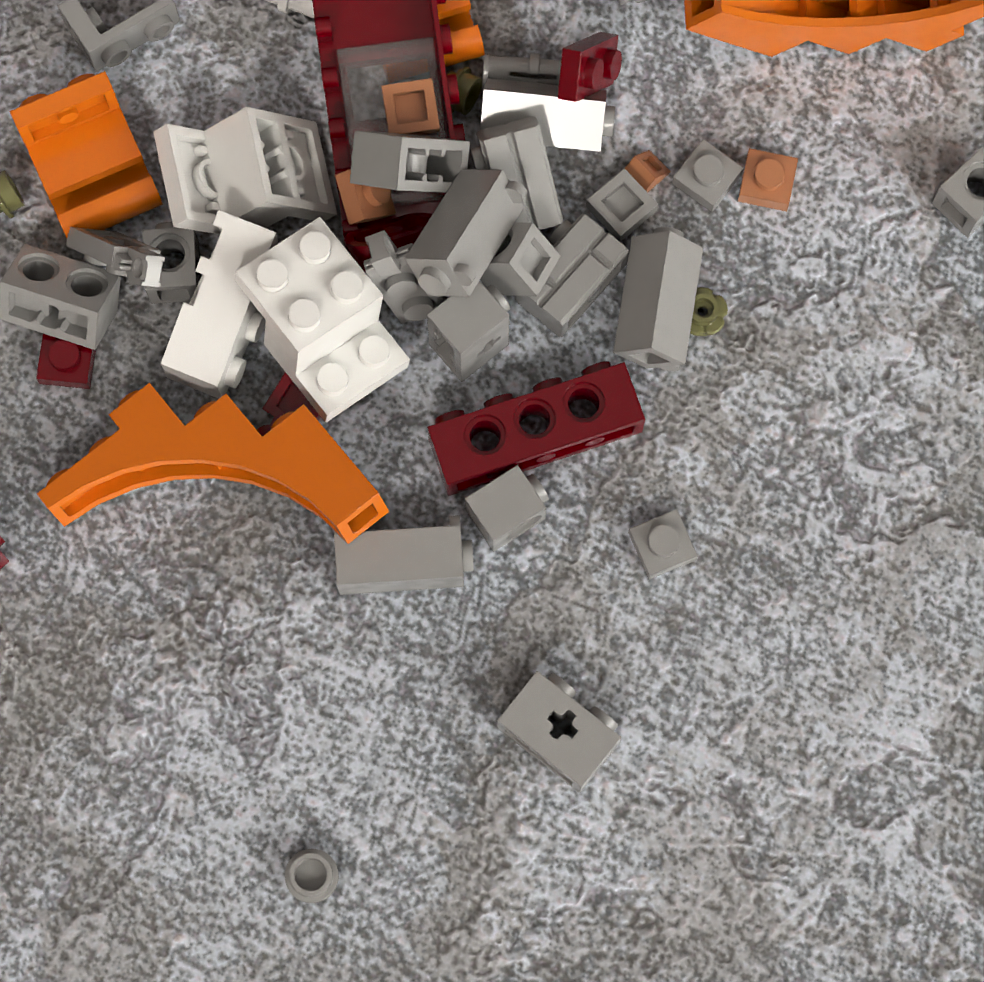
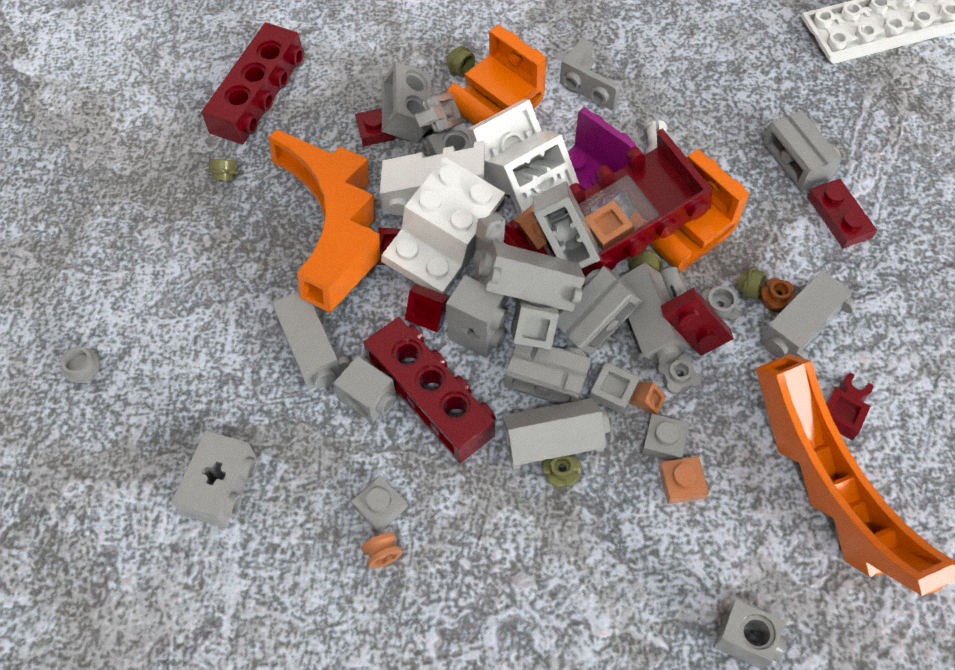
camera: 70 degrees right, 15 degrees down
(57, 597) = (222, 169): none -> olive plate
(277, 73) = (597, 146): none -> magenta bracket
(416, 390) = (426, 307): none -> dark red plate
(554, 13) = (725, 296): none -> light grey plate
(634, 134) = (675, 383): none -> light grey plate
(728, 558) = (381, 550): none -> nougat bush

